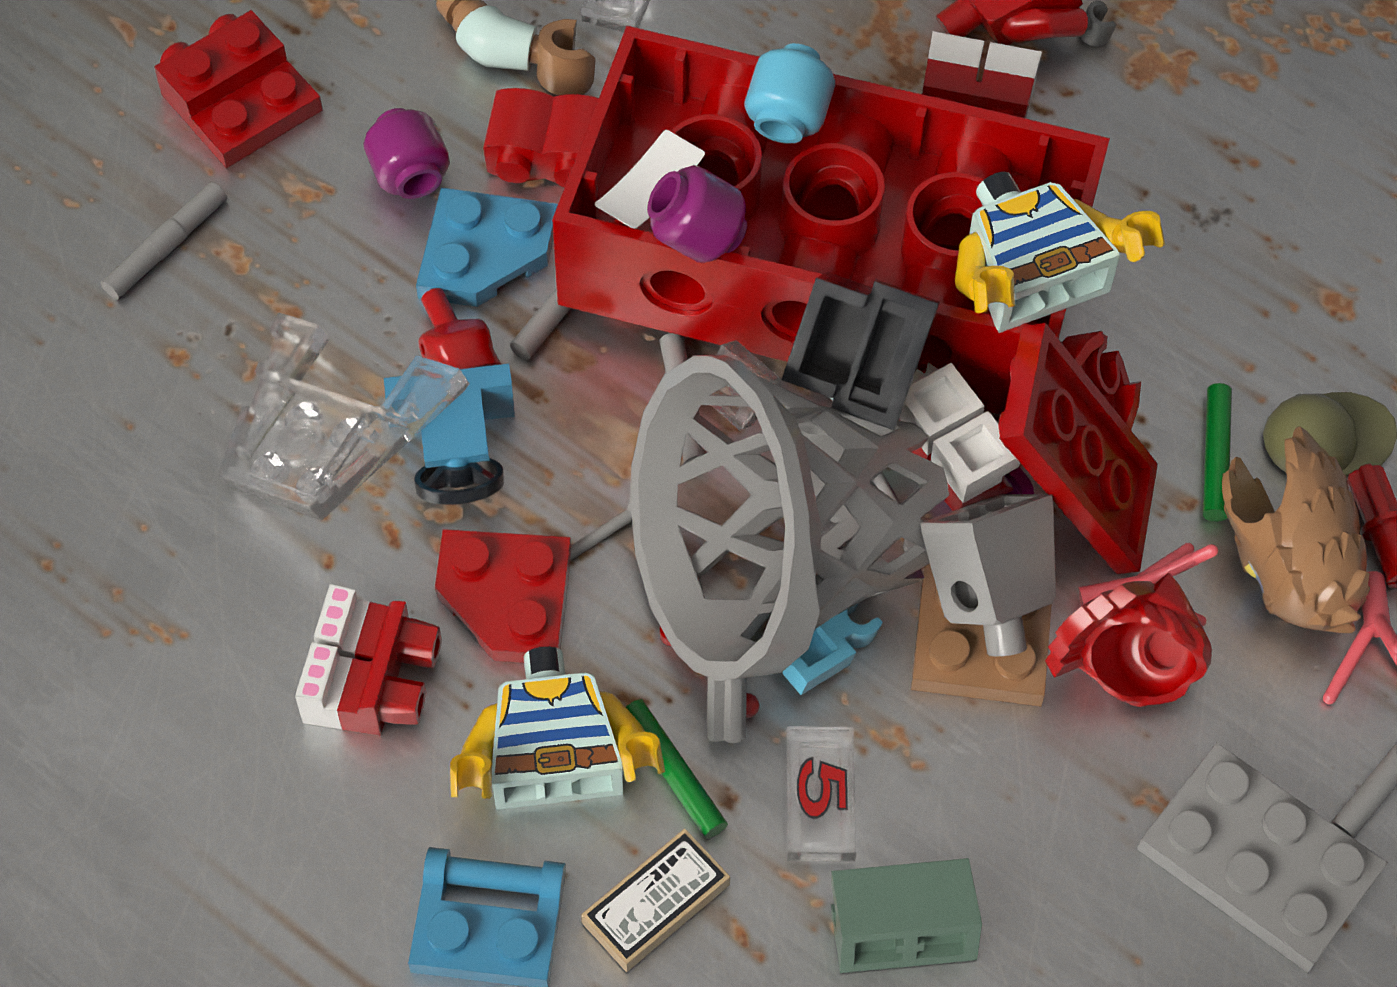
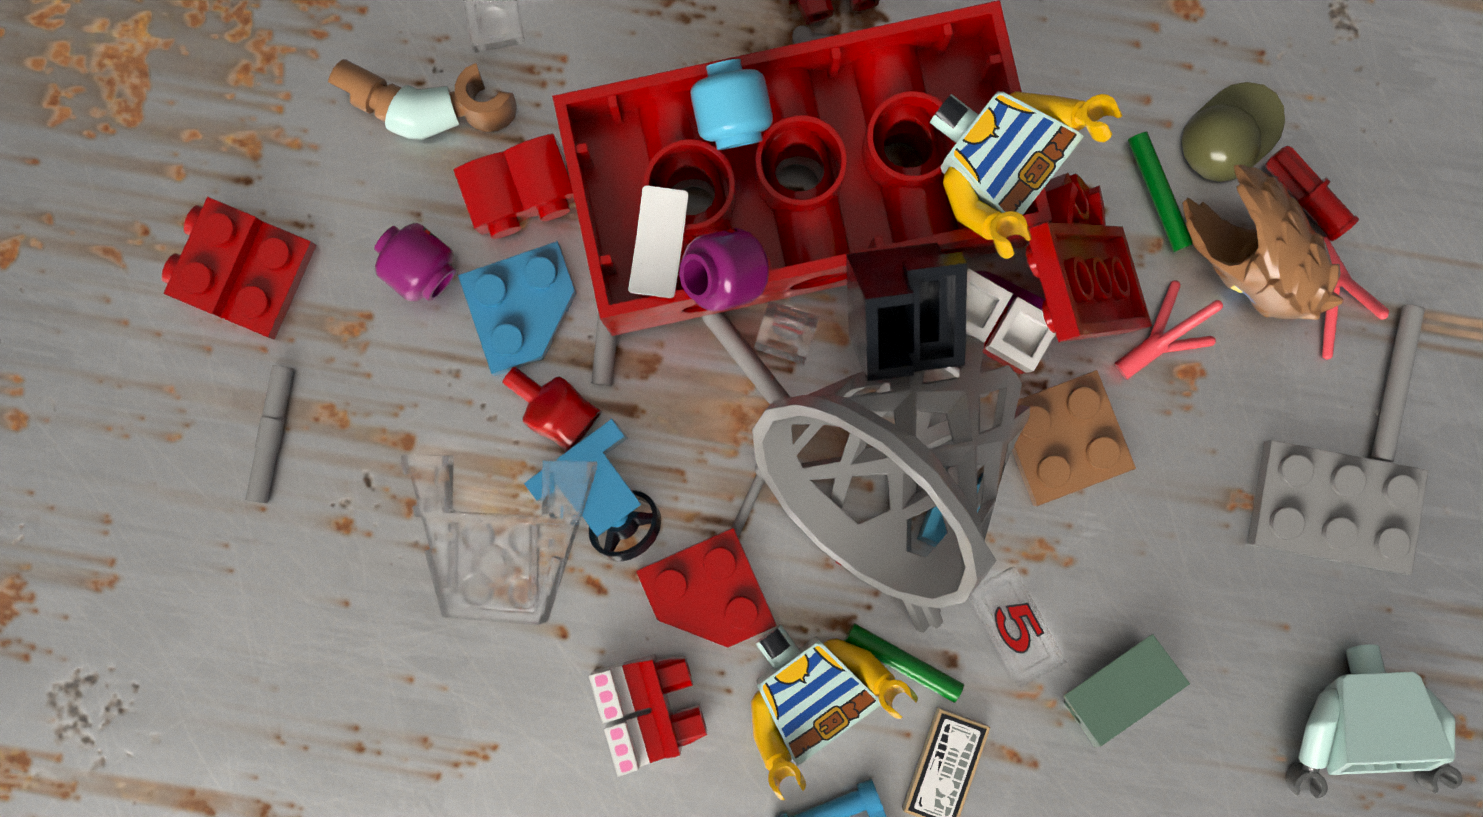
camera: 30 degrees left, 25 degrees up
(994, 565) = (1072, 406): light grey torso -> none
(1135, 642) = (1189, 401): red hair -> none

